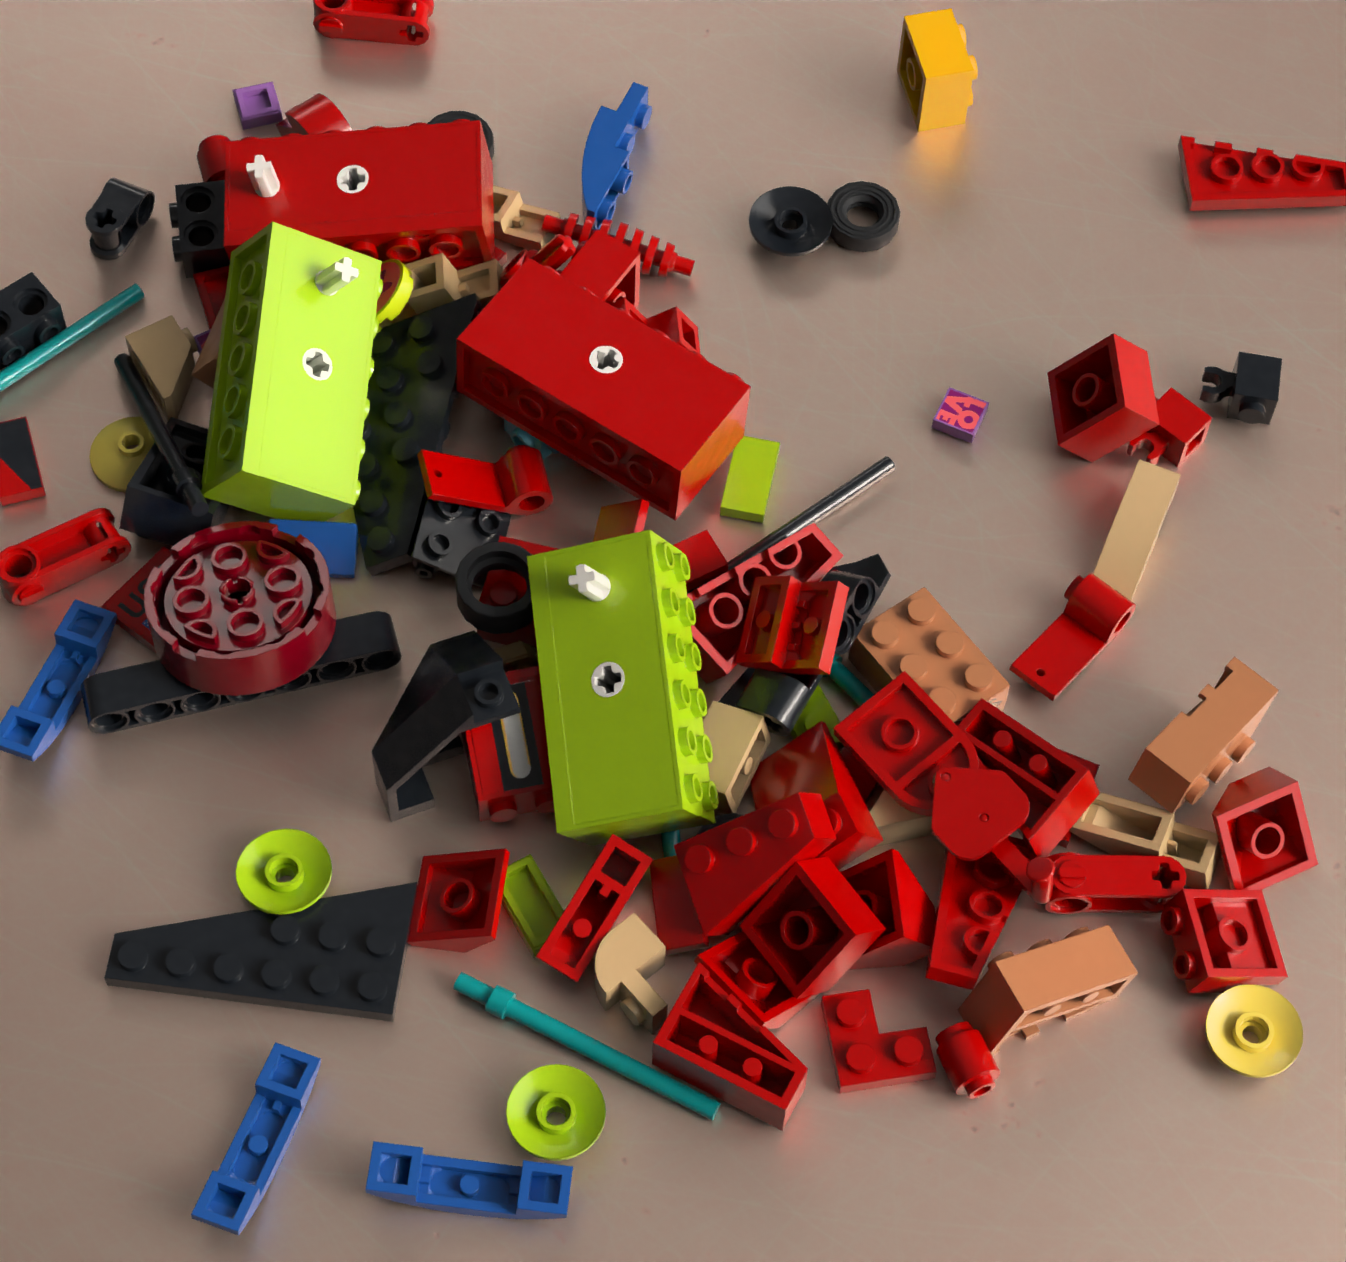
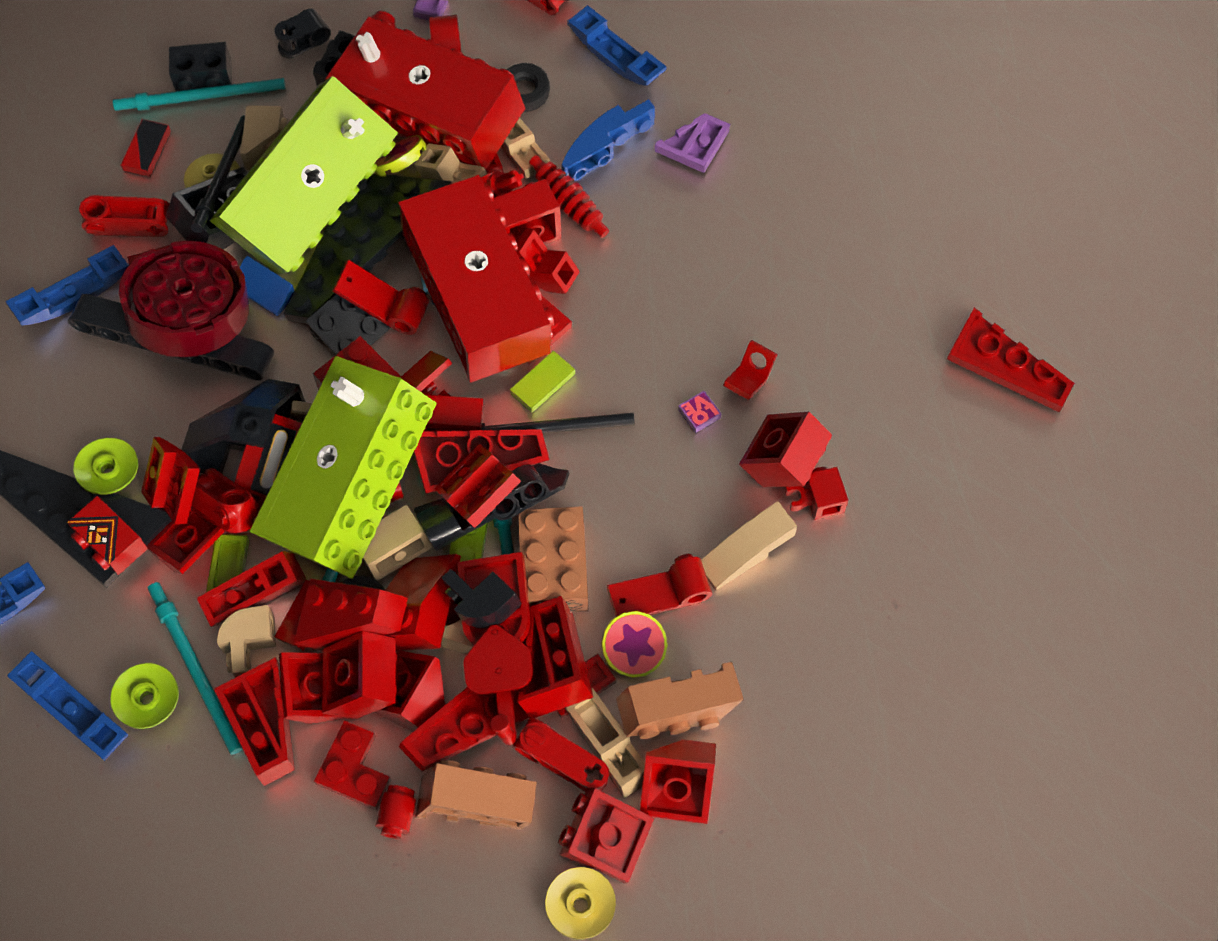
camera: 35 degrees right, 5 degrees up
(365, 947) = (107, 536): none -> red brick
(391, 836) = (170, 480): none -> red slope
(475, 824) = (224, 502): none -> red piece
(480, 561) = (313, 349): black tyre -> none
(536, 50) = (614, 51): none -> blue slope
(719, 109) = (695, 143): none -> medium lavender wing
(791, 209) = (683, 225): black dish -> none
(865, 195) = (738, 239): black tyre -> none
(911, 755) = (486, 604): none -> black brick
(936, 69) = (842, 184): yellow brick -> none
(988, 346) = (748, 377): none -> red bracket
(1092, 713) = (634, 644): none -> tile
(1250, 387) = (893, 495): black brick -> none

